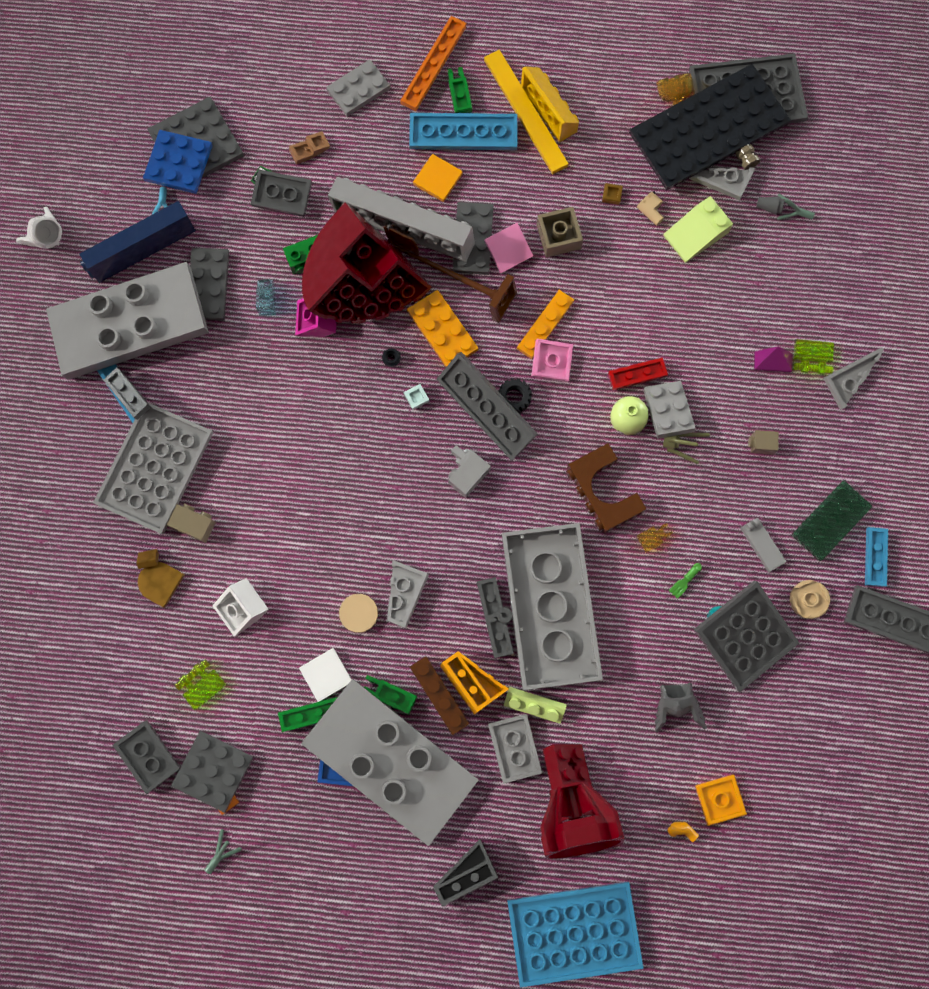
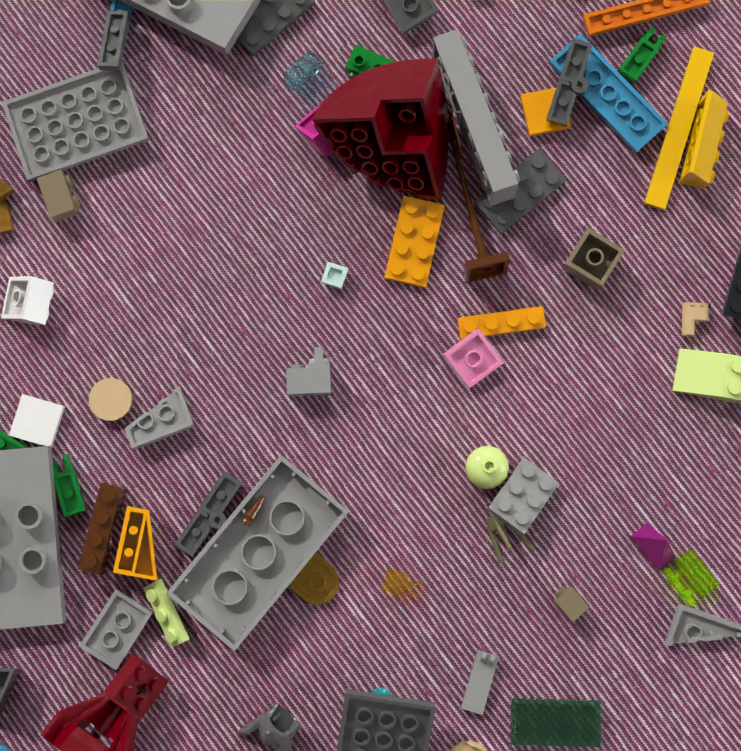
camera: 45 degrees right, 5 degrees up
(391, 352) = (349, 216): black plate -> none
(436, 145) = (570, 82): none -> dark grey hinge
(486, 406) = (379, 341): dark grey plate -> none
(508, 247) = (538, 229): bright pink tile -> none
(520, 386) = (409, 342): black tyre -> none
(522, 585) = (251, 514): none -> reddish brown piece
(605, 589) = (316, 581): none -> pearl gold tile
(607, 515) = (399, 473): reddish brown arch -> none
(612, 193) = (674, 271): pearl gold tile -> none
(637, 373) = (530, 441): red plate -> none
(681, 585) = (380, 643): bright green piece -> none

